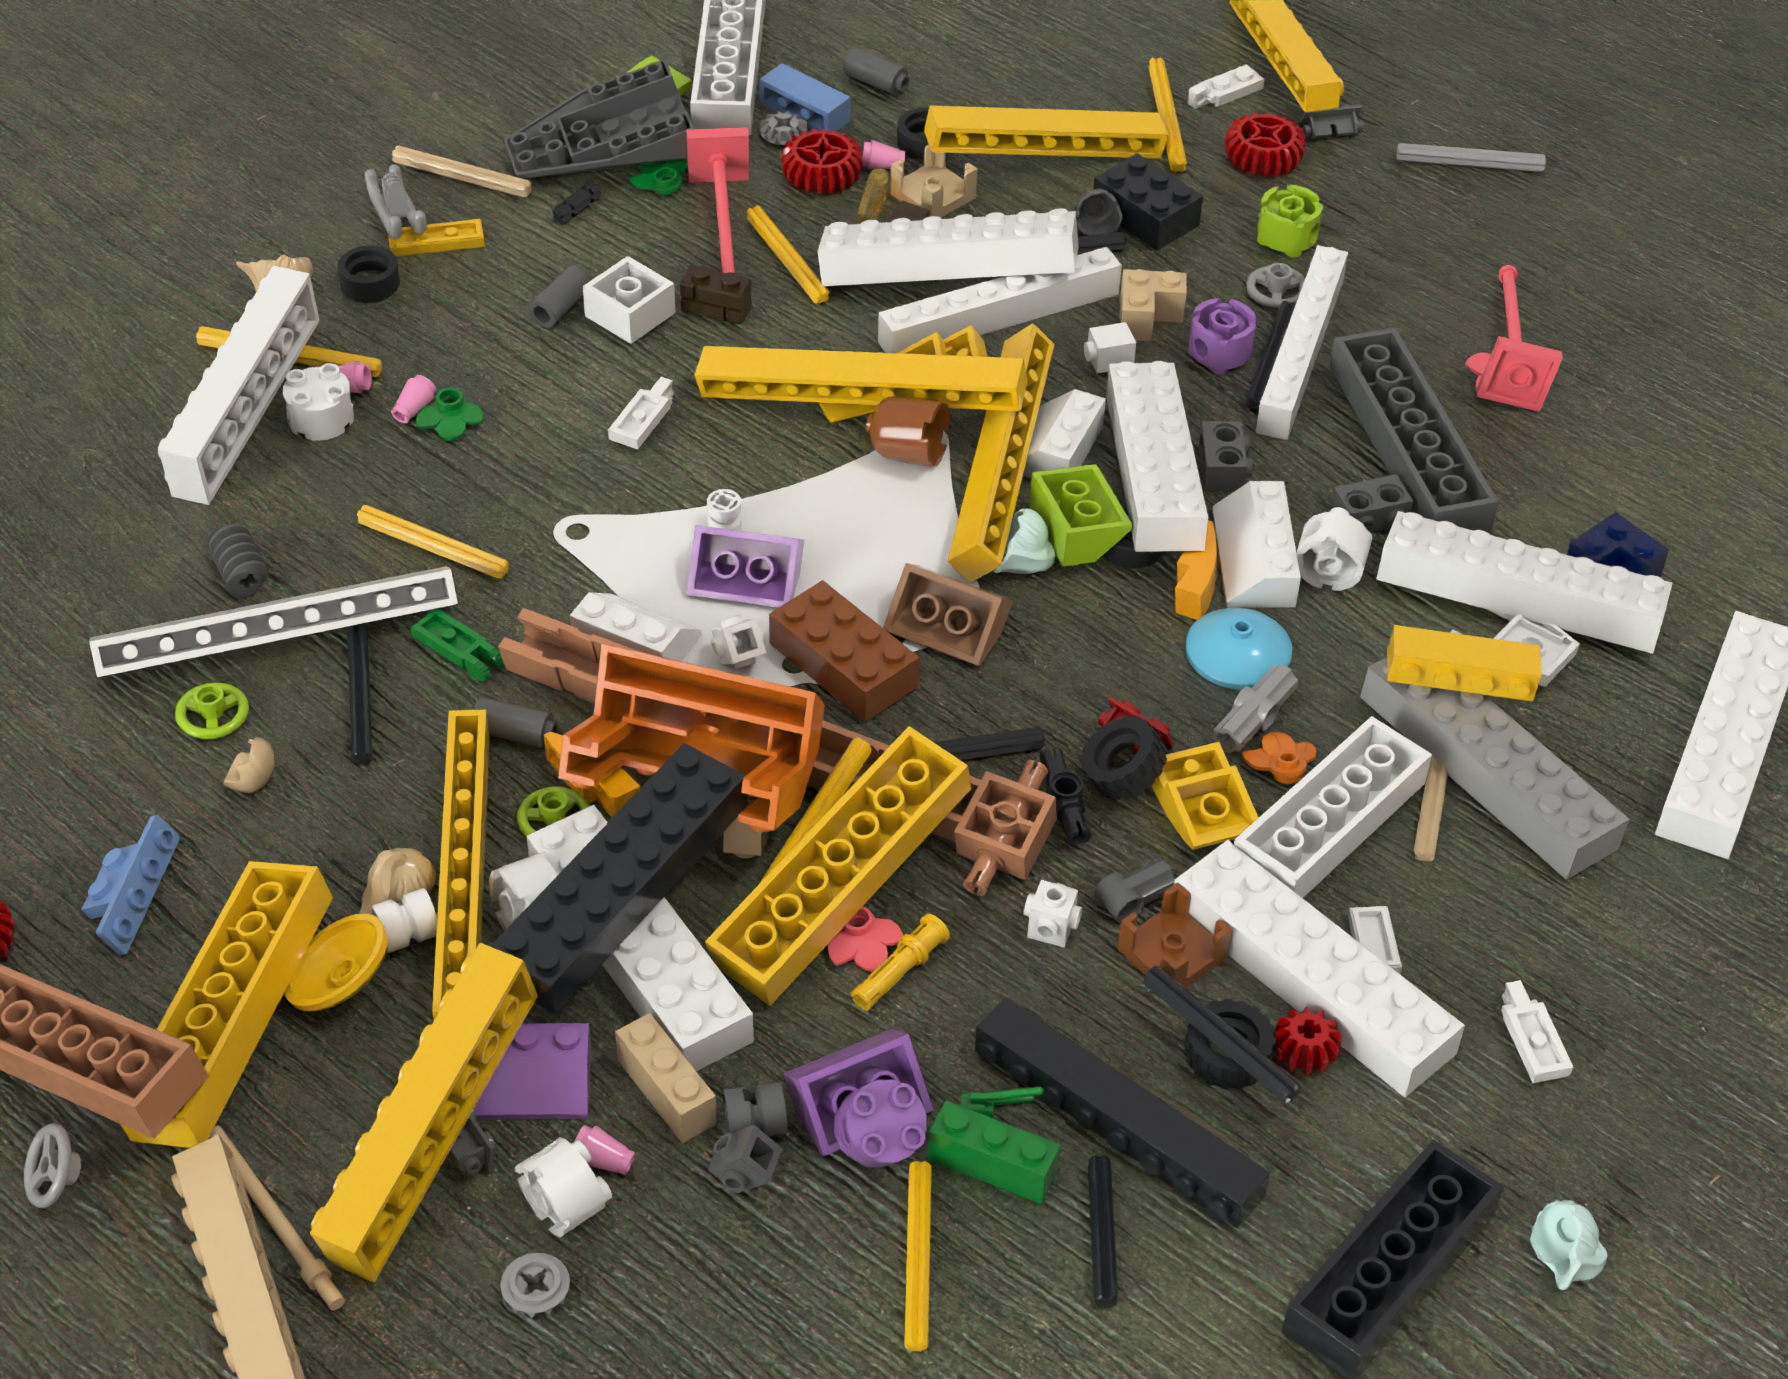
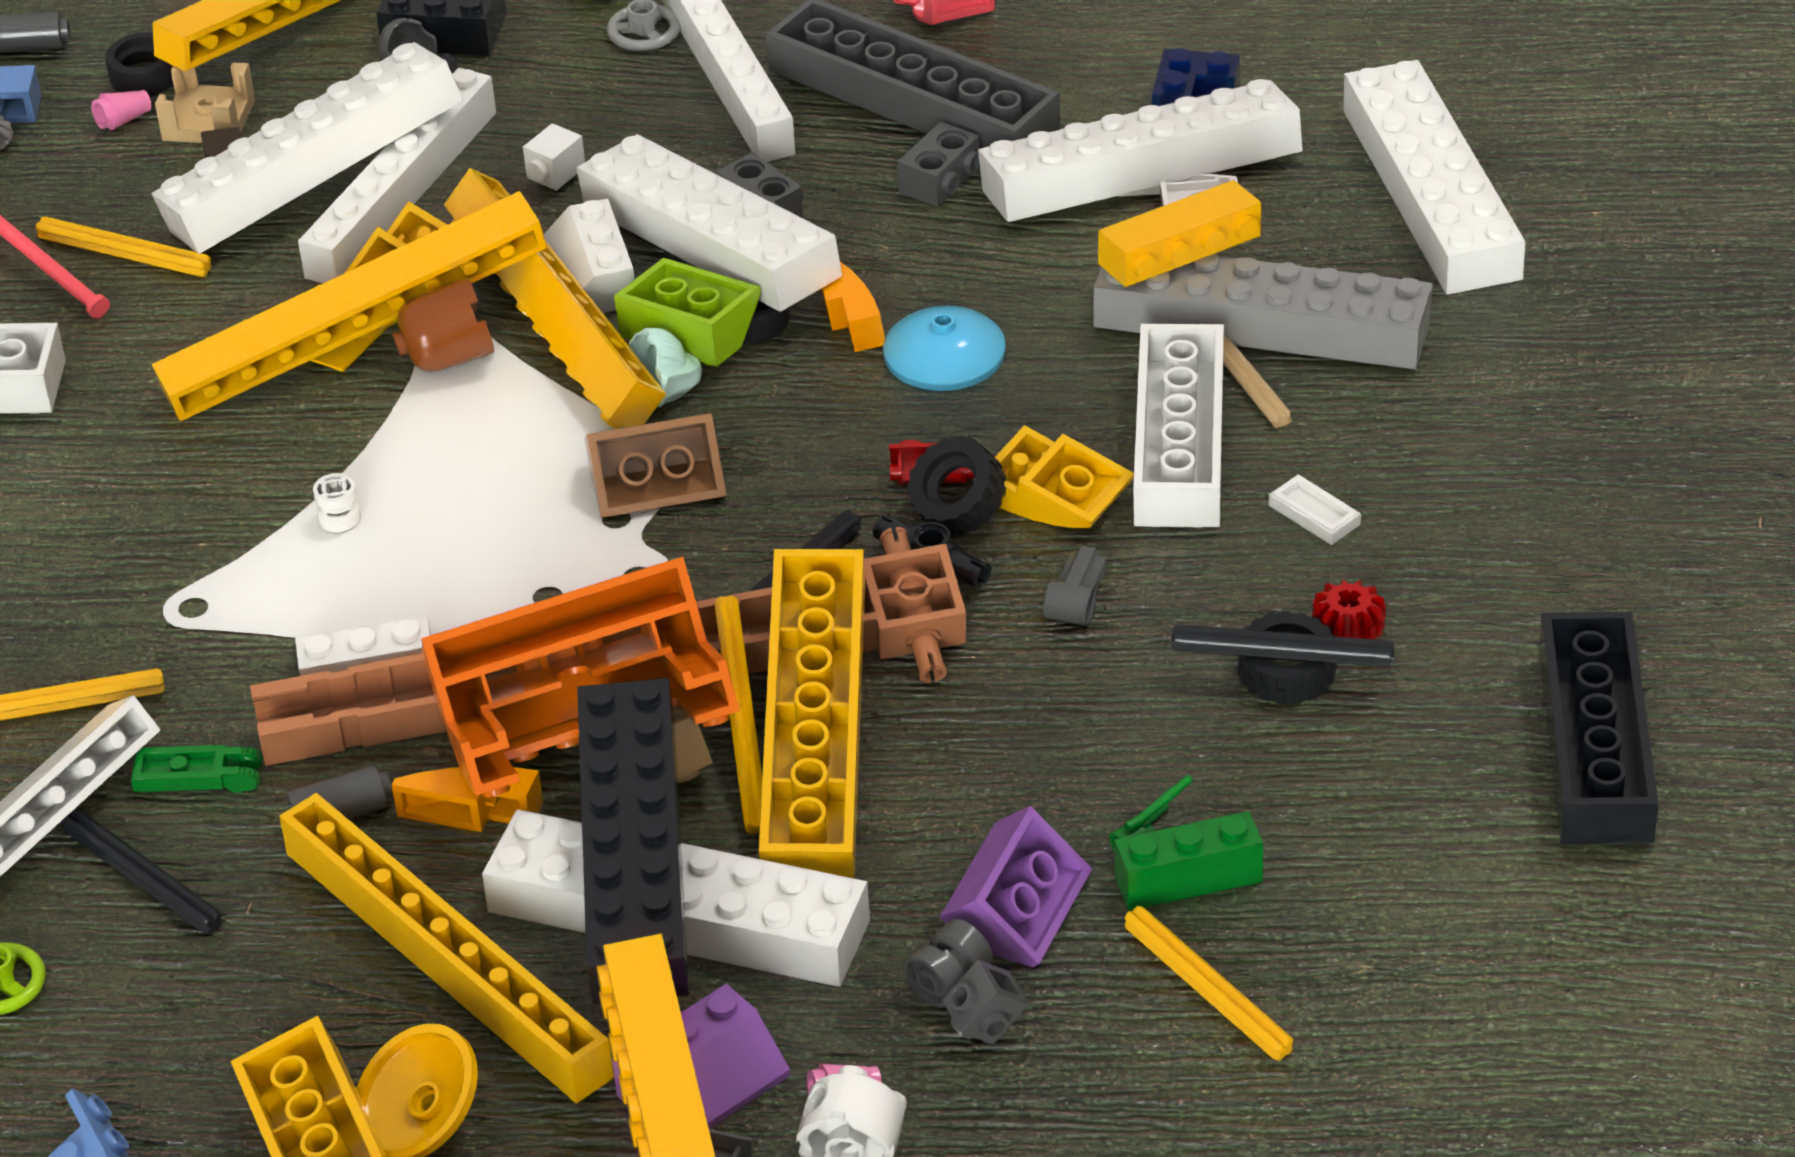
camera: 35 degrees left, 5 degrees down
(251, 769) = (113, 997): tan hair -> none
(396, 874) = (383, 999): tan hair -> none
(407, 920) = (441, 1003): white wheel -> none
(519, 885) = (540, 923): white brick -> none
(552, 806) = (464, 850): lime piece -> none
(642, 414) = (145, 466): white hinge -> none
(666, 1078) = (835, 989): tan brick -> none
(716, 294) = (98, 317): dark brown brick -> none
(744, 566) = (412, 535): medium lavender slope -> none
(750, 641) = (486, 594): white brick -> none
(822, 161) = (64, 142): red gear -> none
(844, 650) = (577, 543): dark orange brick -> none
(866, 943) = (885, 776): coral plate -> none
(873, 196) = (158, 150): clear yellow hinge -> none
(881, 1123) = (1077, 894): medium lavender brick -> none
(911, 952) = (936, 756): yellow pin -> none
(1052, 913) = (1029, 648): white brick -> none
(1102, 1232) = (1339, 864): black axle -> none
(1122, 1112) = (1256, 763): black brick -> none
(1150, 298) = (542, 94): tan brick -> none
(1174, 940) = (1147, 611): dark orange panel -> none
(1222, 334) = (647, 90): medium lavender brick -> none
(1255, 708) = (1018, 382): light grey piece -> none
(1257, 547) = (886, 250): white slope -> none
(1270, 354) = (705, 88): black axle -> none
(1281, 757) = (1079, 411): orange plate -> none
(1322, 967) = (1291, 551): white brick -> none
(1333, 550) = (953, 214): white brick -> none
(1534, 1035) = (1519, 498): white hinge -> none
(1568, 1242) = (1709, 629): light aqua hair -> none

